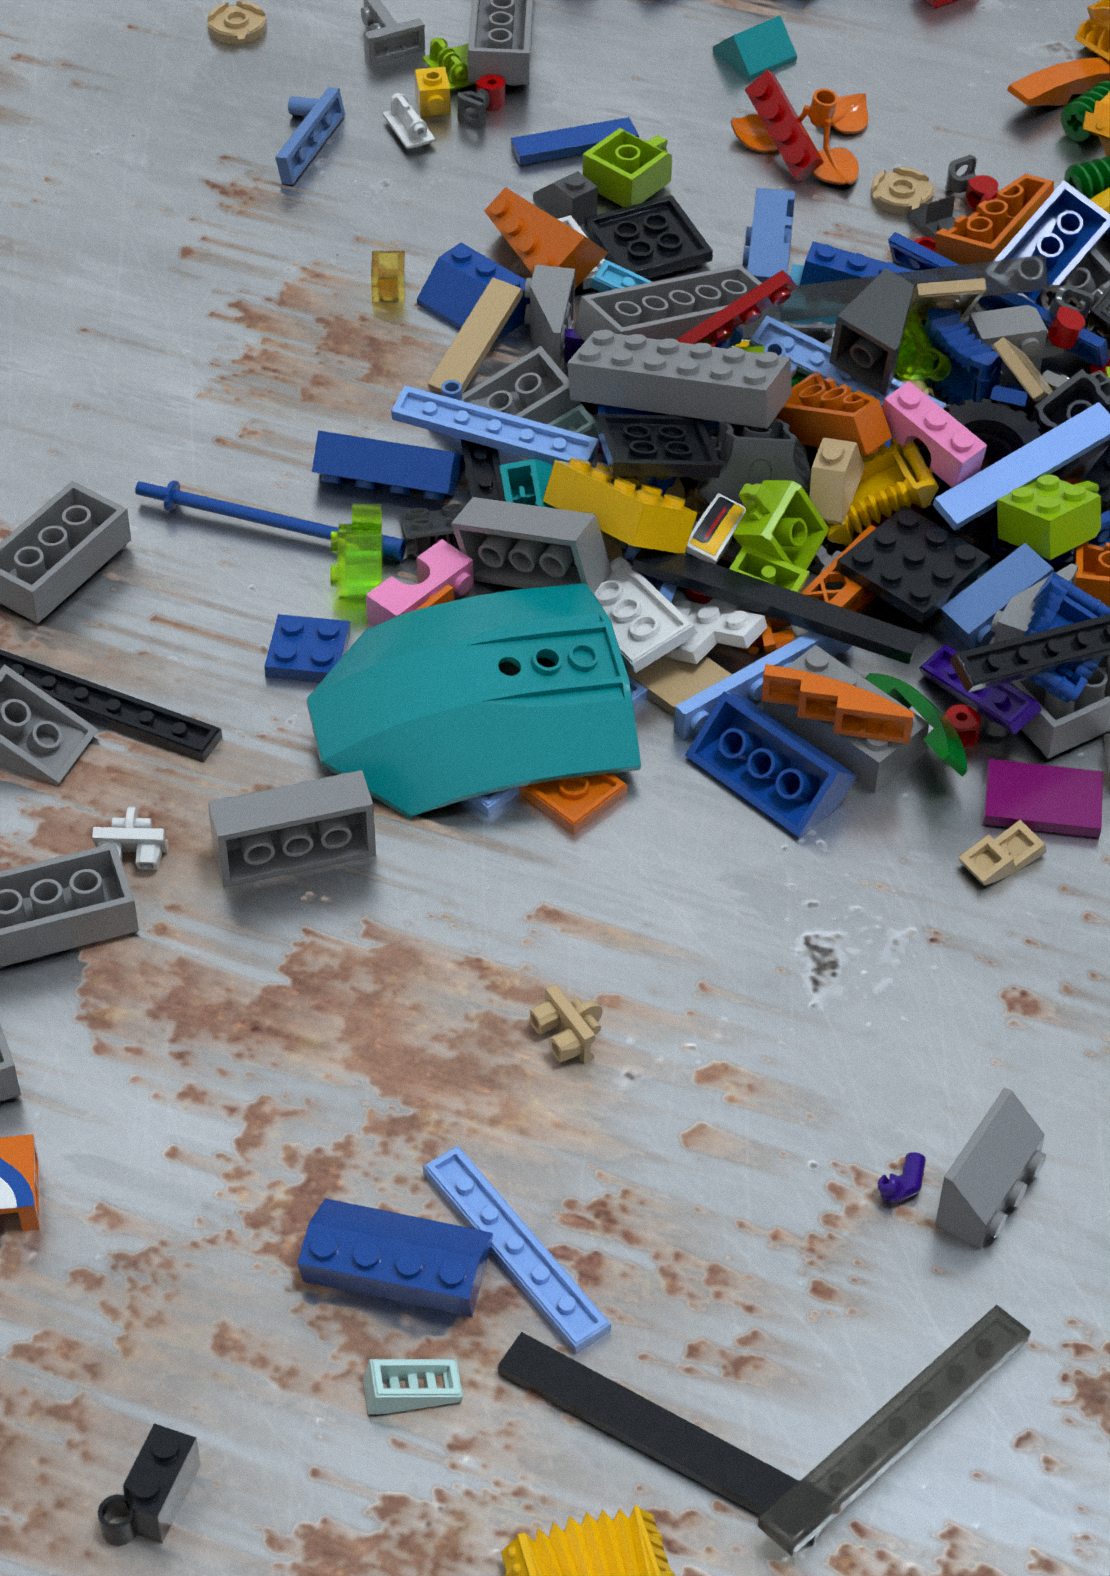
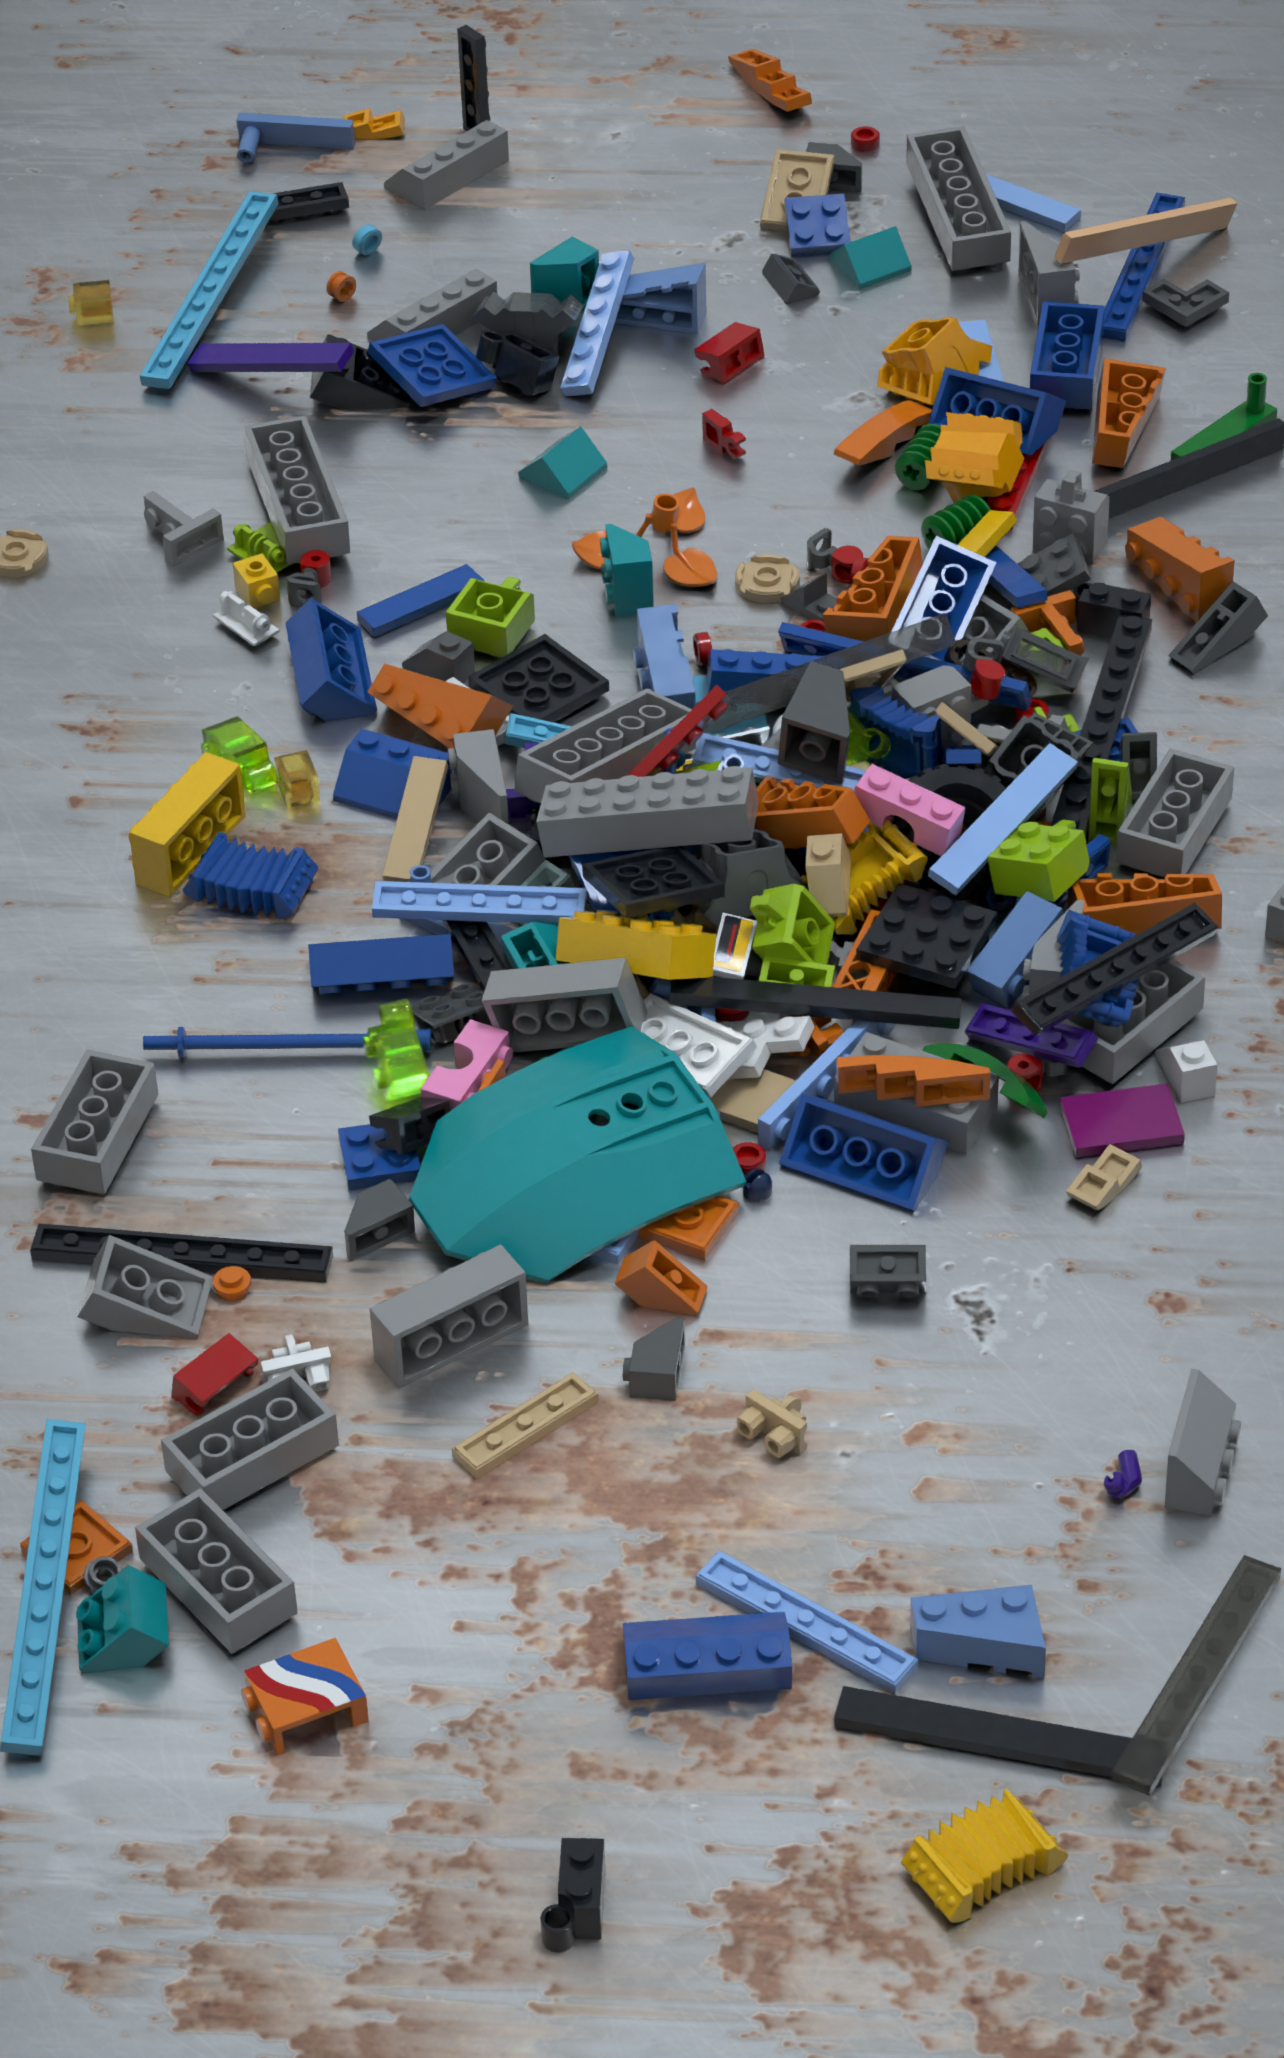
camera: 15 degrees left, 5 degrees down
(49, 824) = (212, 1373): none -> red hinge
(112, 740) = (232, 1283): none -> orange plate
(266, 293) = (185, 822): none -> yellow brick
(271, 713) = (377, 1219): none -> dark grey slope
(306, 357) = (251, 877): none -> blue piece
(320, 121) = (156, 633): medium blue piece -> none
(325, 958) = (524, 1425): none -> tan tile
(339, 626) = (409, 1124): none -> black hinge
(345, 241) = (242, 745): none -> clear neon green hinge
(397, 1399) = (744, 1770): light aqua slope -> none
(464, 178) = (329, 664): none -> blue slope
(479, 928) = (657, 1362): none -> dark grey slope
(516, 846) = (660, 1281): none -> orange slope
(654, 772) = (758, 1185): none -> dark blue hinge
(656, 743) = (750, 1156): none -> red tile
(685, 1309) = (980, 1628): none -> medium blue wedge
(746, 893) = (887, 1270): none -> dark grey bracket
(768, 152) = (627, 571): none -> teal slope
(784, 126) = (601, 509): red plate -> none
(813, 234) = (701, 646): none -> red tile
(910, 51) = (720, 434): none -> red plate

